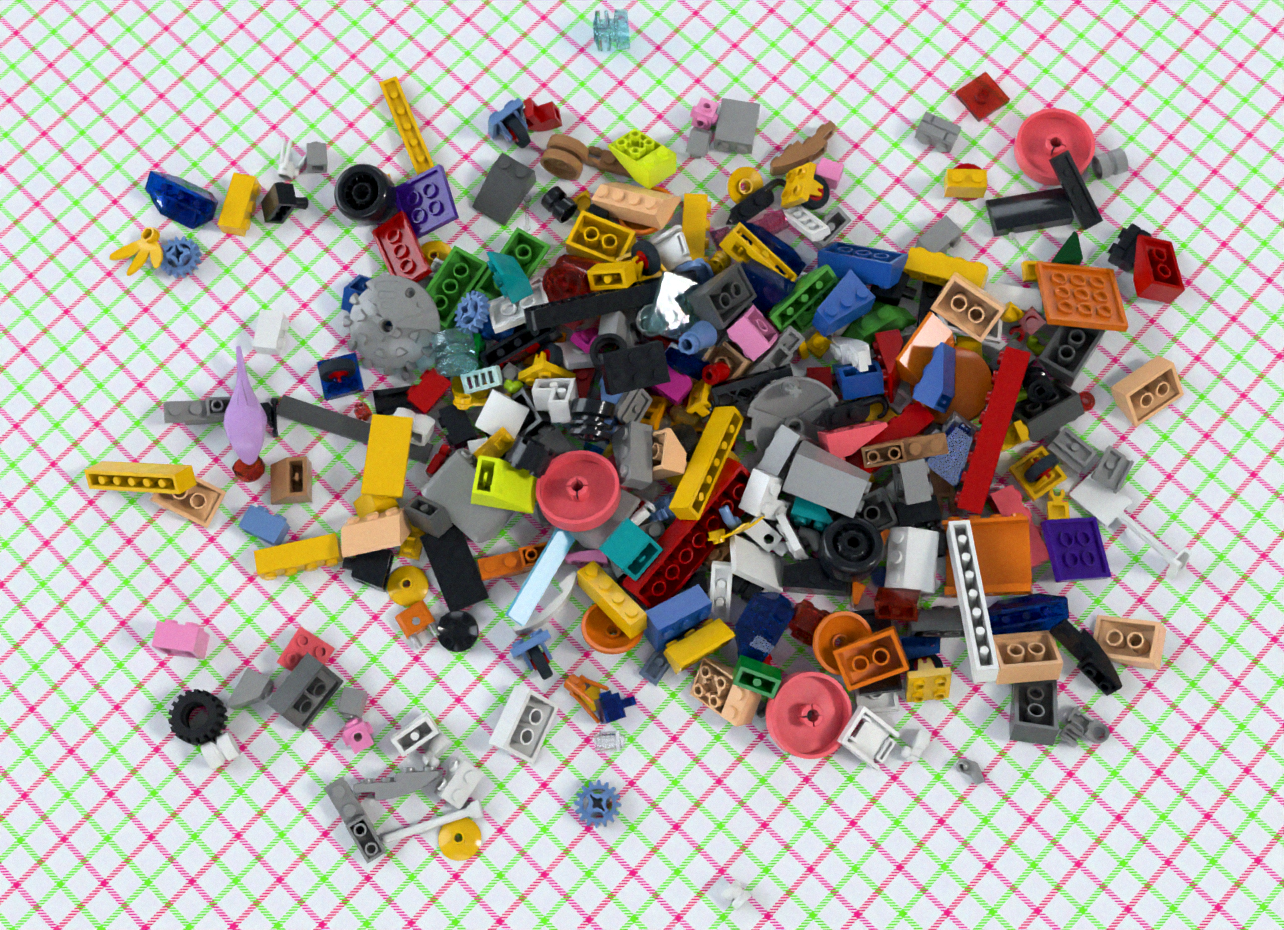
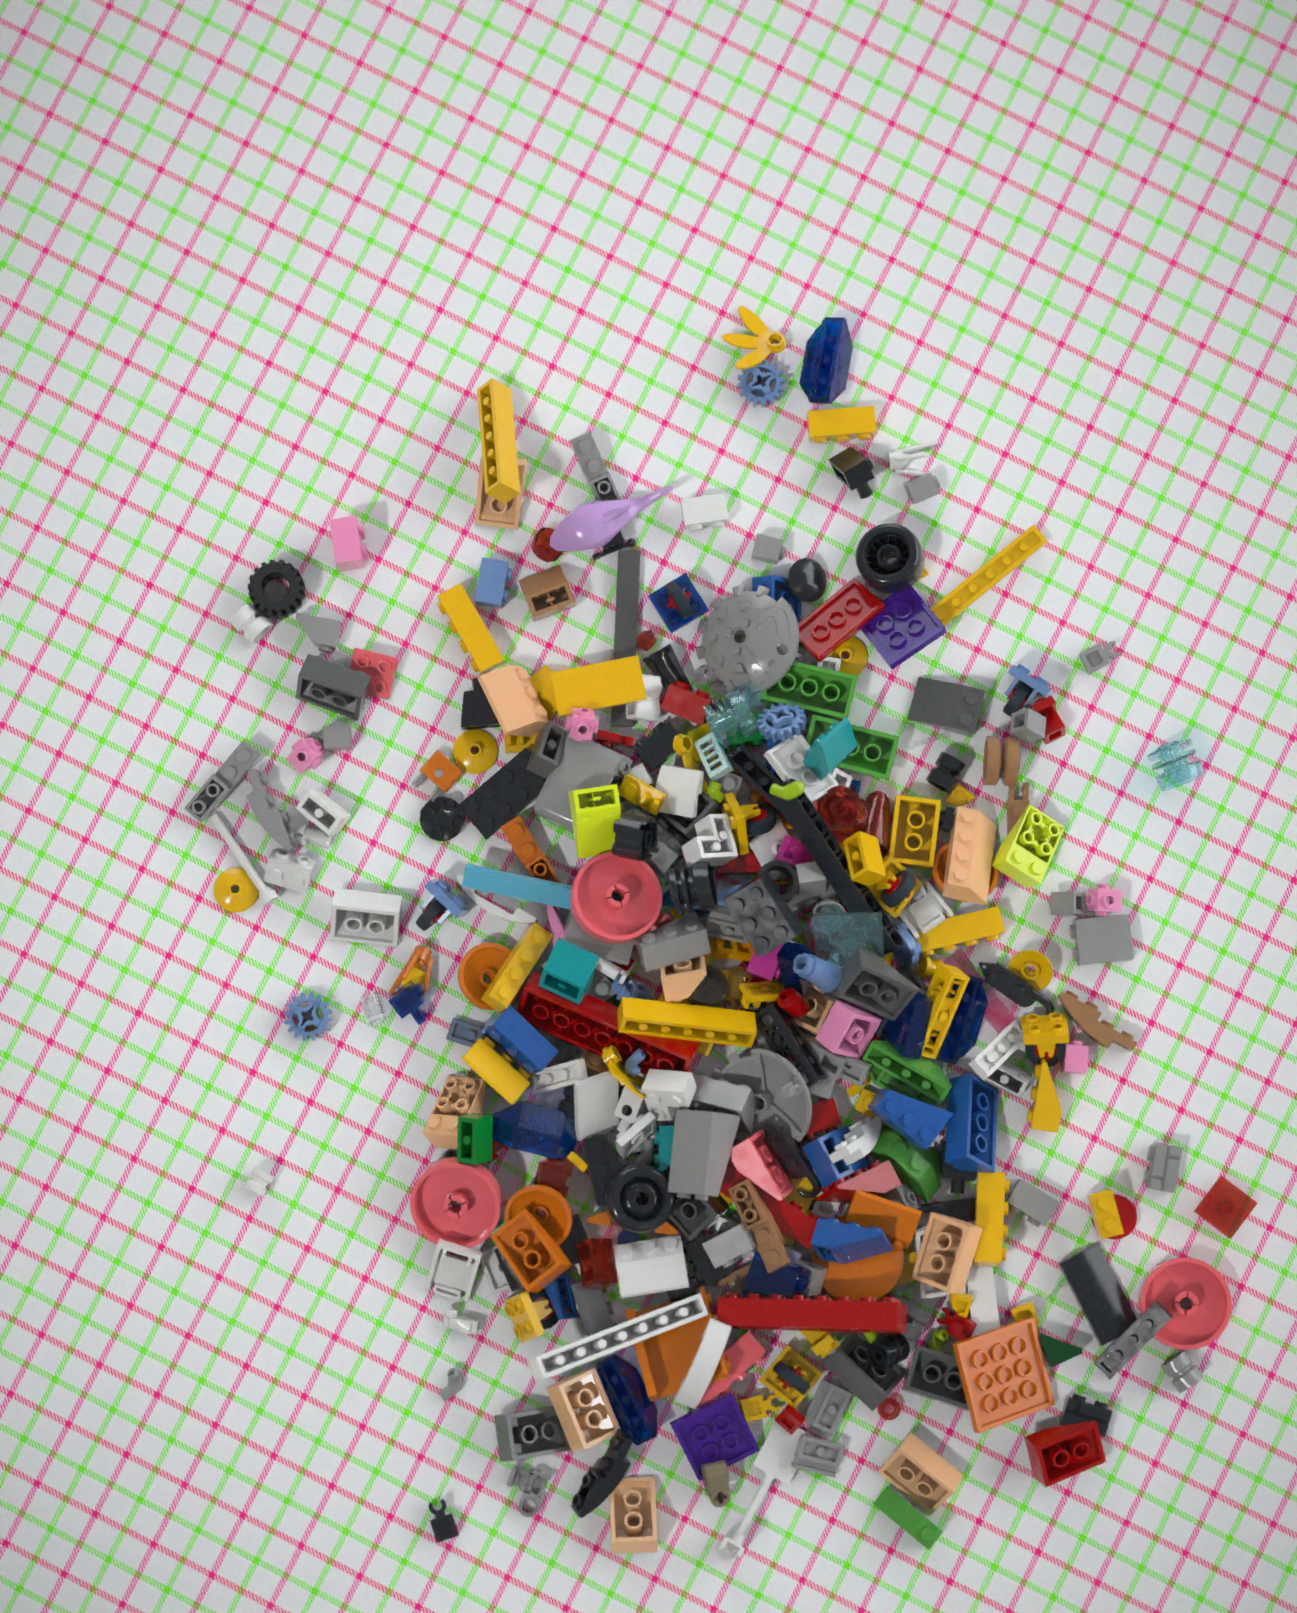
camera: 65 degrees right, 10 degrees up
(321, 291) = (768, 549): none -> light grey brick
(359, 267) = (806, 580): none -> black dish
(415, 476) = (581, 724): none -> bright pink brick
(504, 66) = (1096, 658): none -> light grey plate
(534, 310) = (789, 791): none -> lime arm
(542, 125) = (1028, 725): none -> light grey brick
(806, 594) = (578, 1163): none -> yellow tile
(857, 203) = (1046, 1108): none -> yellow slope
(1014, 533) = (703, 1364): none -> white slope
(1075, 482) = (790, 1419): none -> red plate
(1099, 815) = (443, 1525): none -> black plate
(1117, 559) = (716, 1482): none -> dark tan piece
(1184, 410) = (908, 1517): none -> bright green slope

